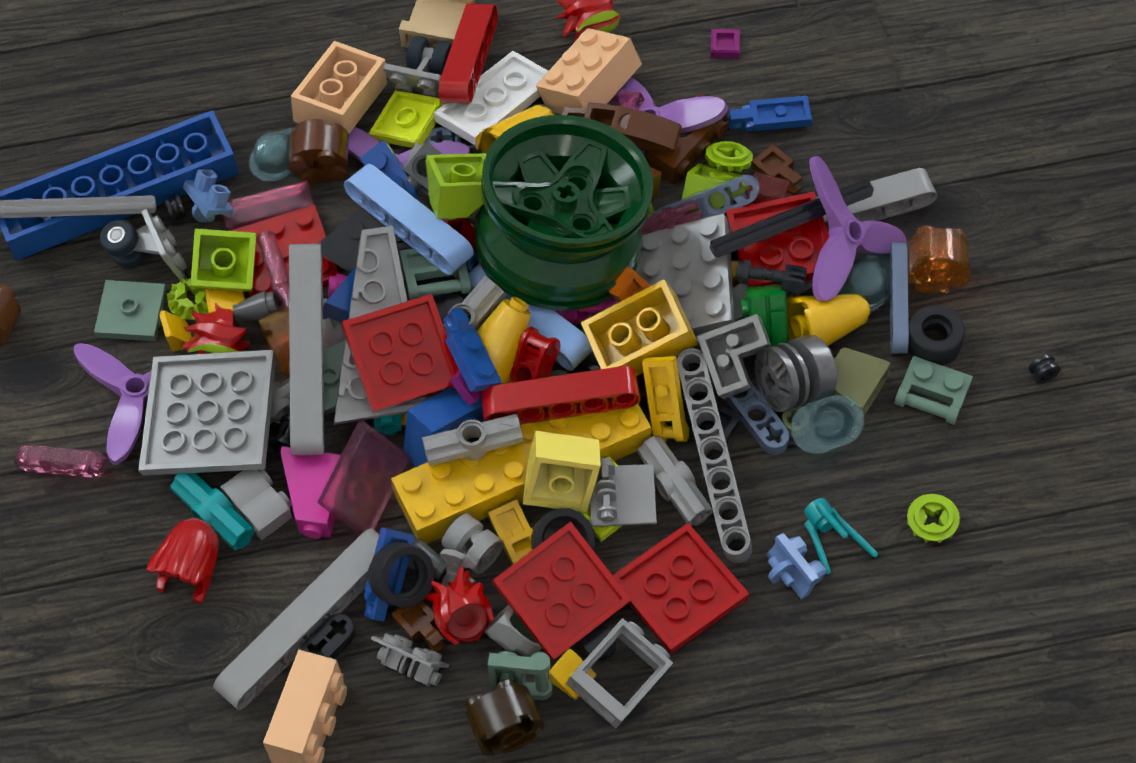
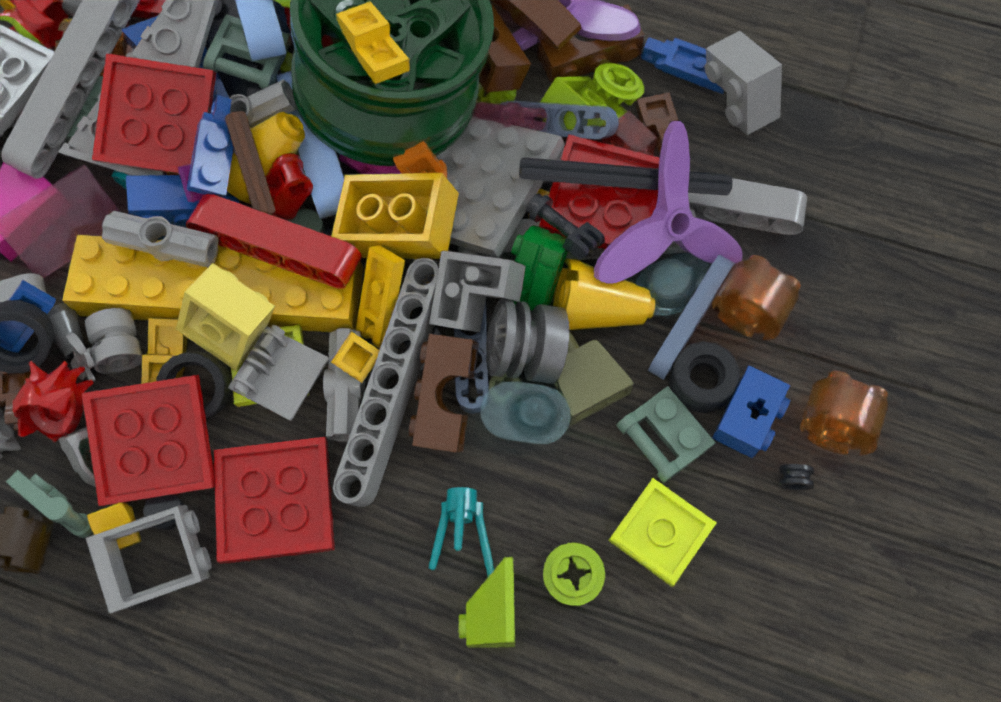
camera: 30 degrees right, 10 degrees up
(505, 347) = (249, 162): none -> reddish brown axle
(568, 202) = (371, 42): none -> yellow slope
(676, 449) = (356, 357): none -> yellow slope
(765, 468) = (435, 424): none -> reddish brown arch
(791, 567) = (397, 527): medium blue hips -> none
(831, 104) = (749, 78): none -> light grey brick
(900, 567) = (490, 611): none -> lime slope
(976, 456) = (662, 532): none -> neon yellow plate
(986, 342) = (736, 426): none -> blue brick
(1050, 307) = (845, 414): none -> clear orange brick

